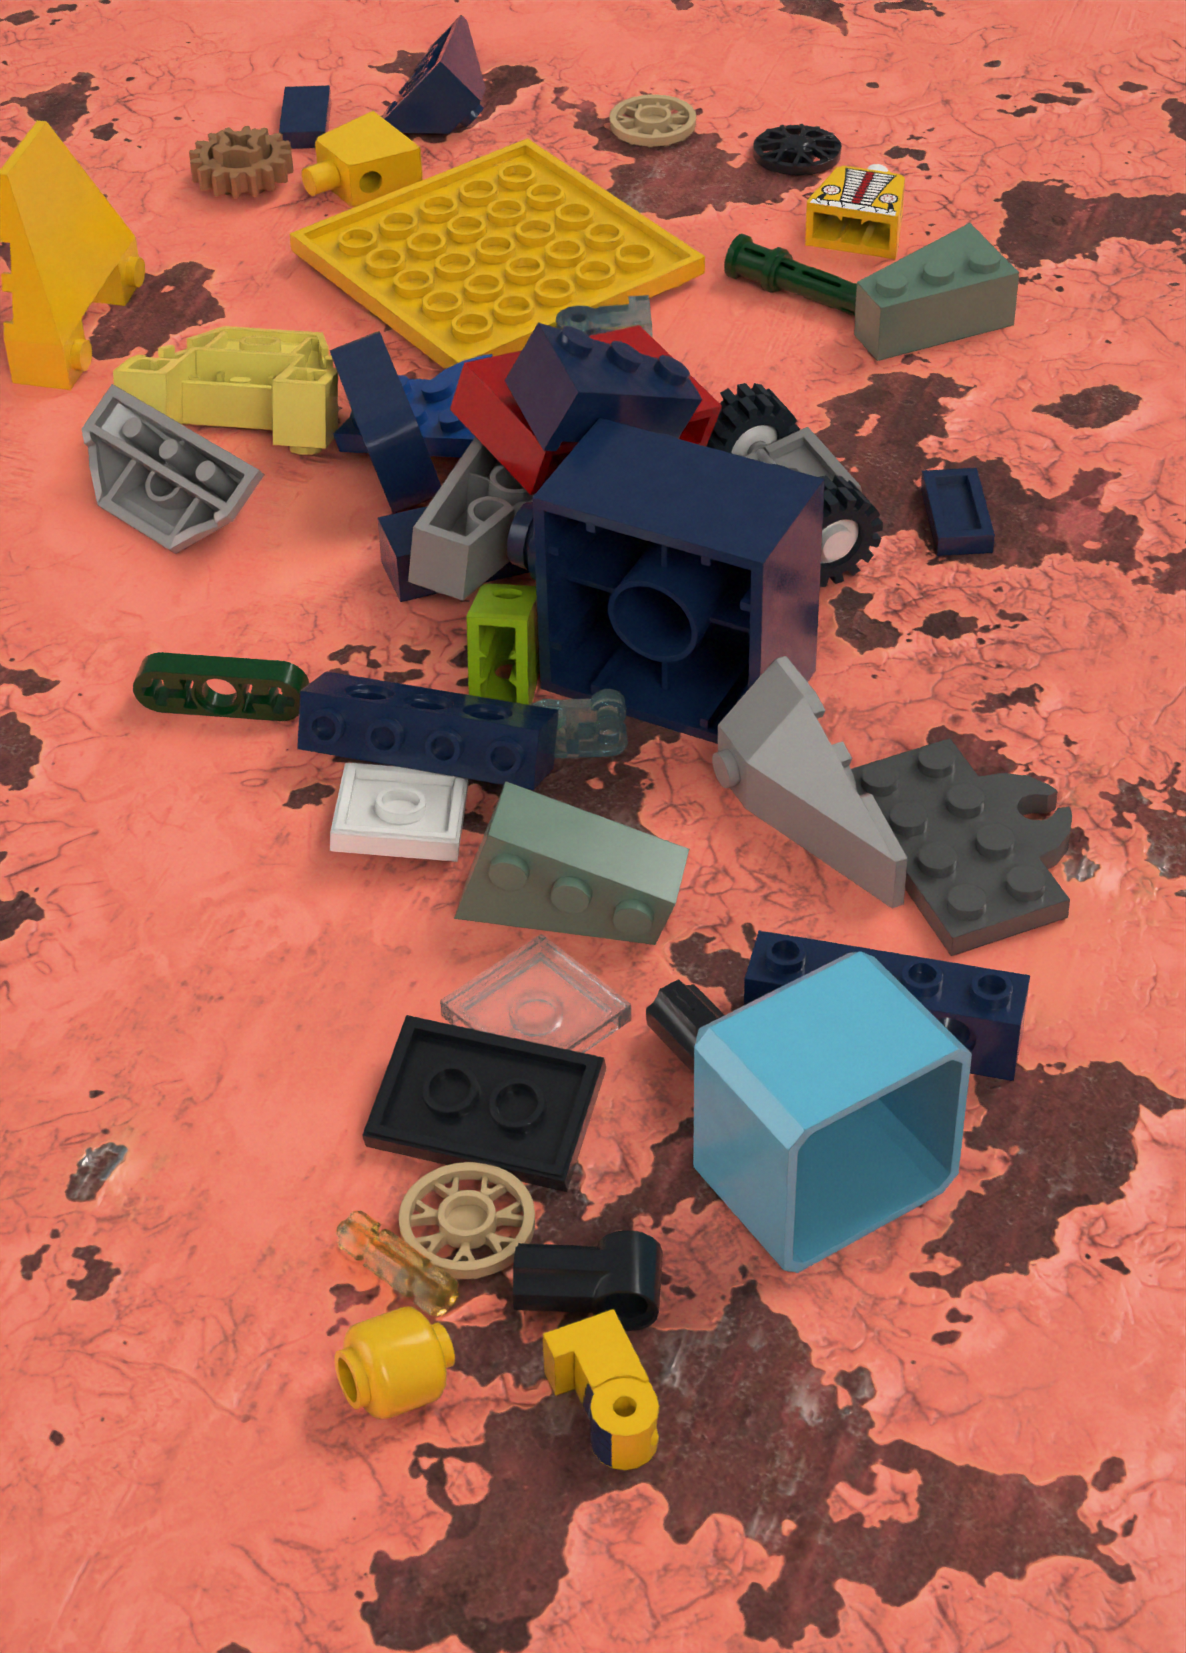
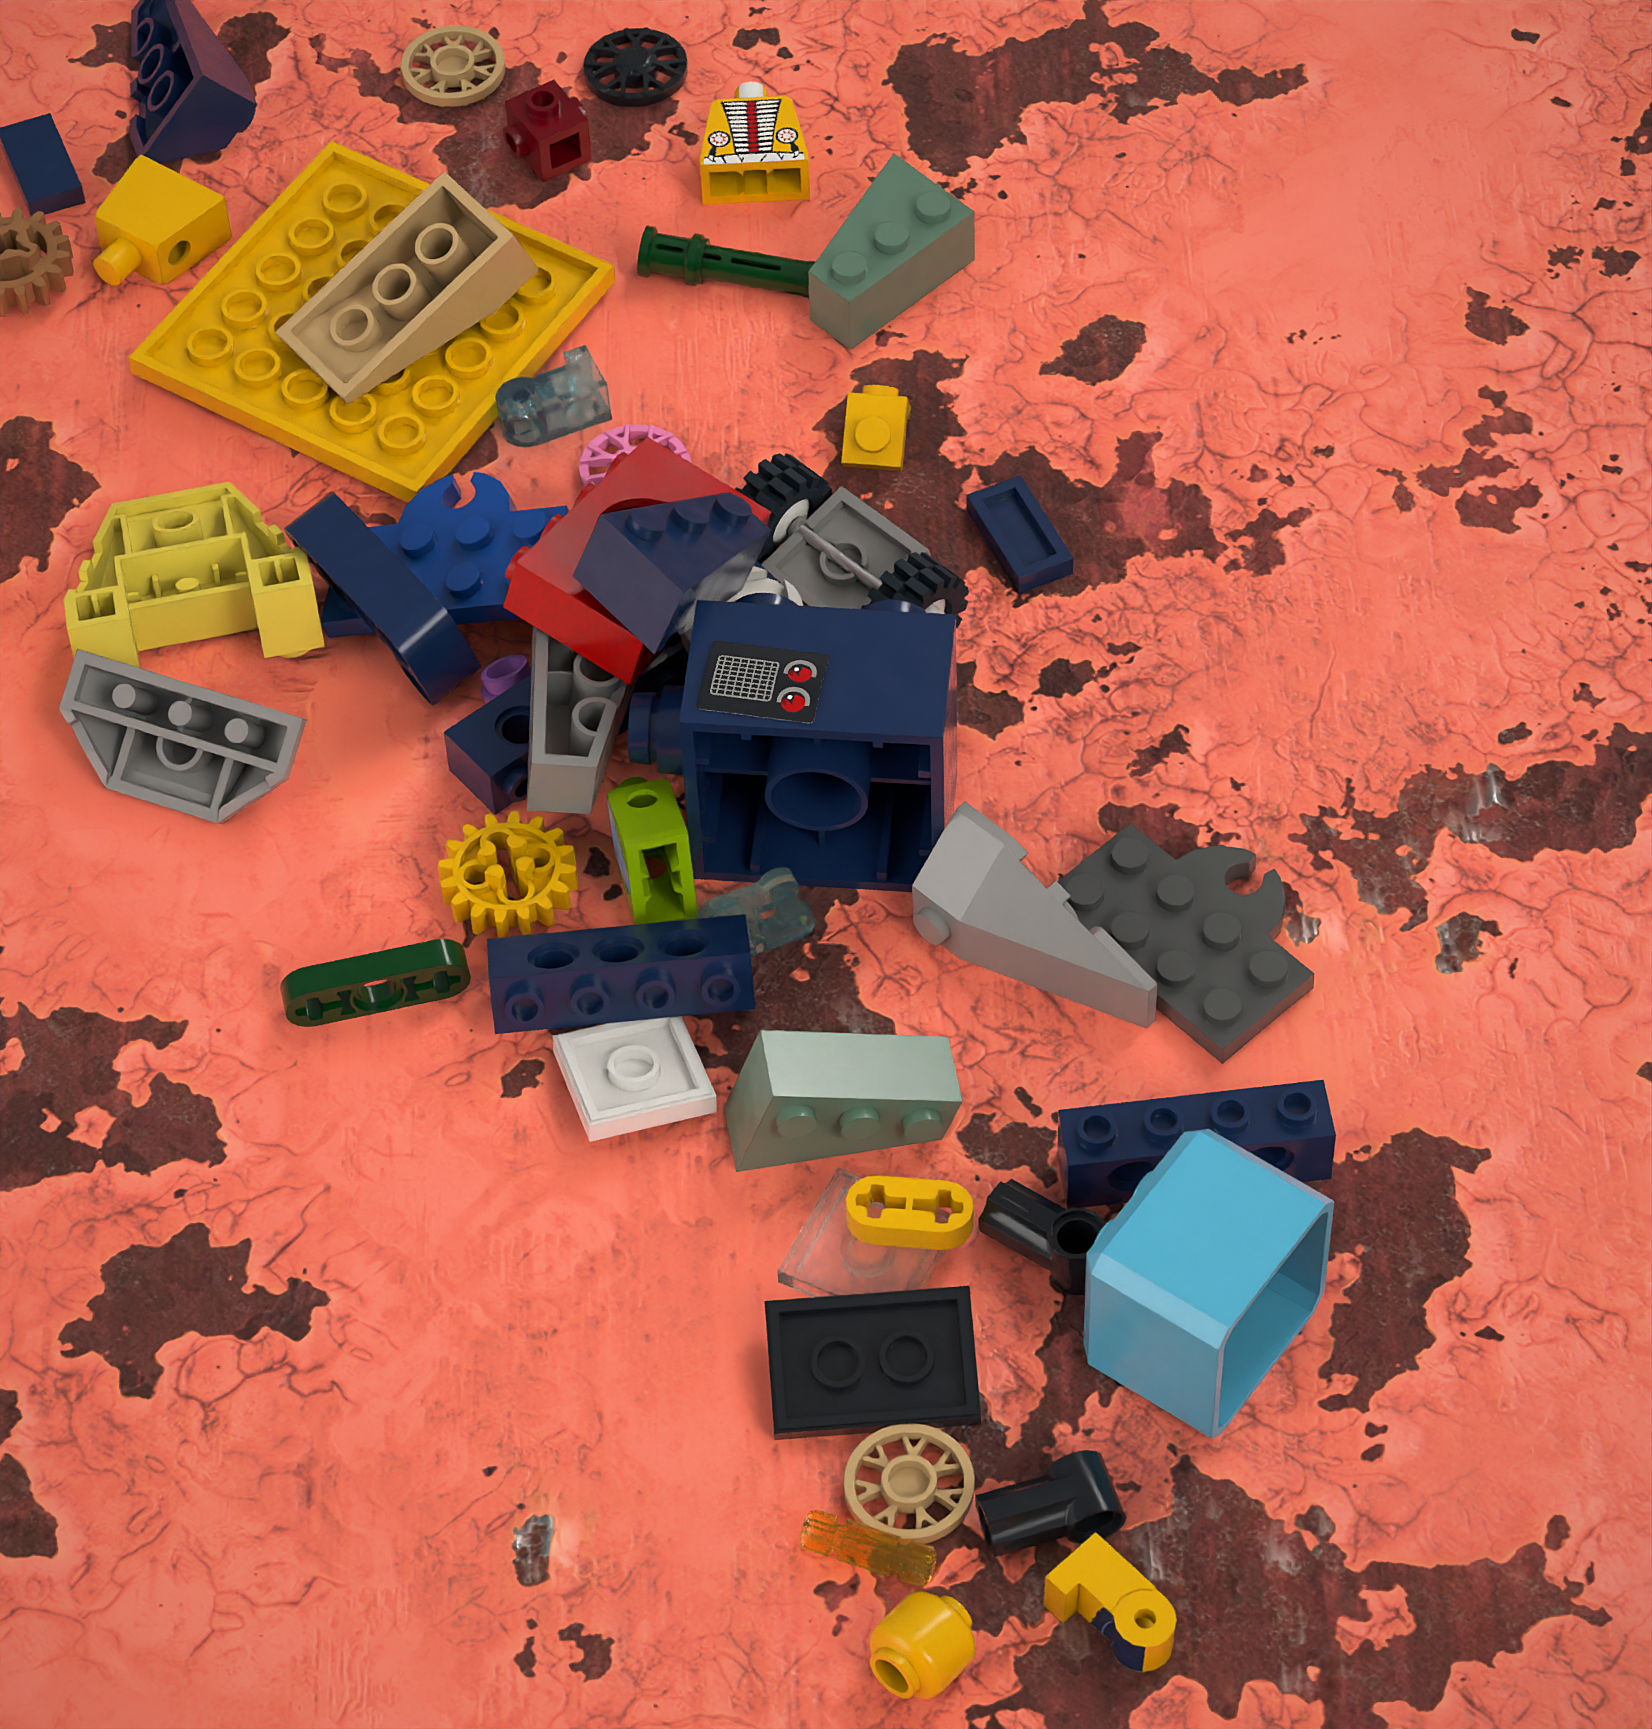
camera: 20 degrees left, 10 degrees up
(408, 636) = (538, 887): none -> yellow gear
(530, 227) = (408, 291): none -> tan slope
(583, 984) = (909, 1212): none -> yellow beam
(622, 485) = (762, 681): none -> black sticker
(699, 162) = (547, 130): none -> dark red brick
(866, 408) = (875, 429): none -> yellow bracket

